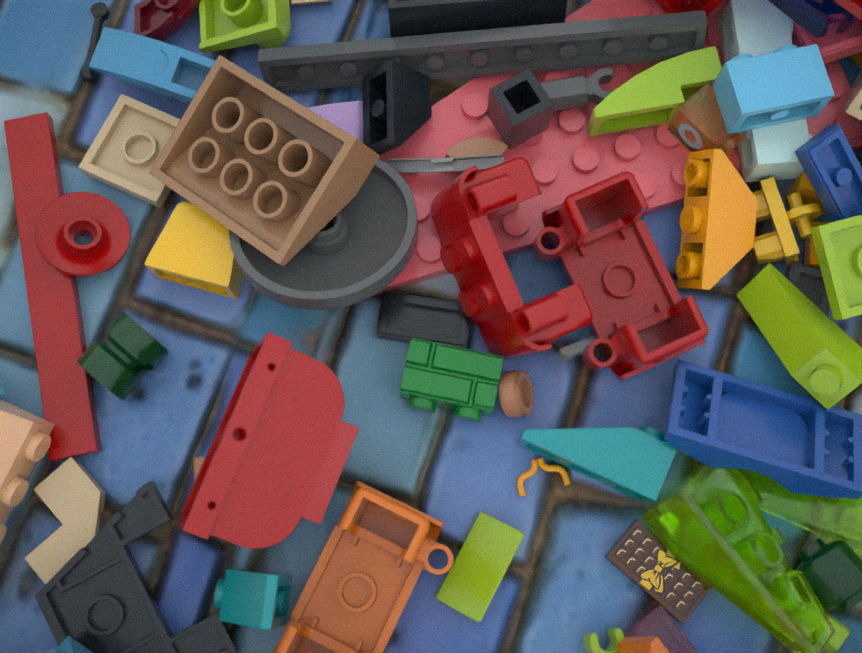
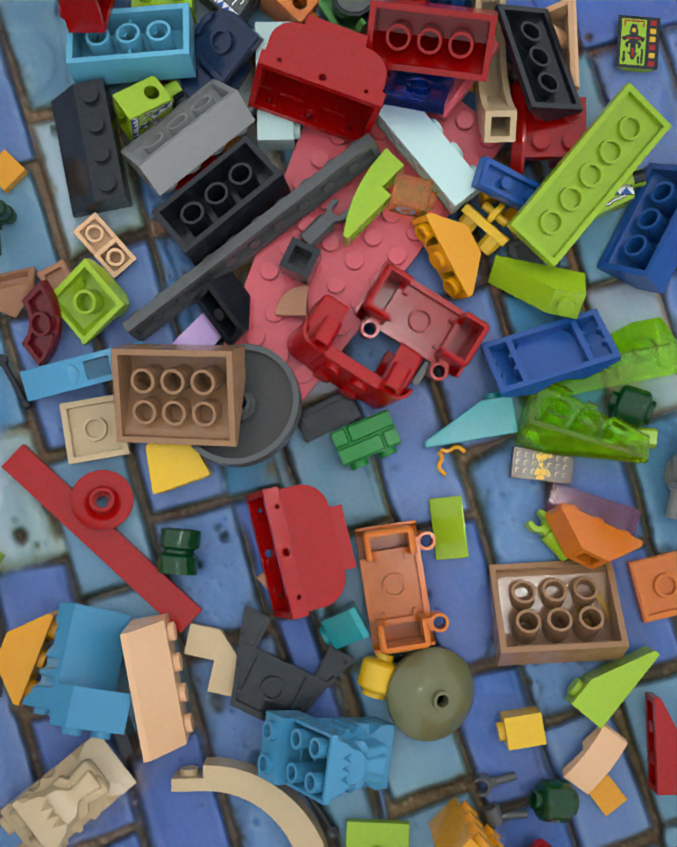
camera: 35 degrees left, 10 degrees up
(450, 164) = (280, 321): light grey piece -> none
(516, 394) = (406, 423): nougat tile -> none
(772, 88) = (435, 158): medium azure brick -> none

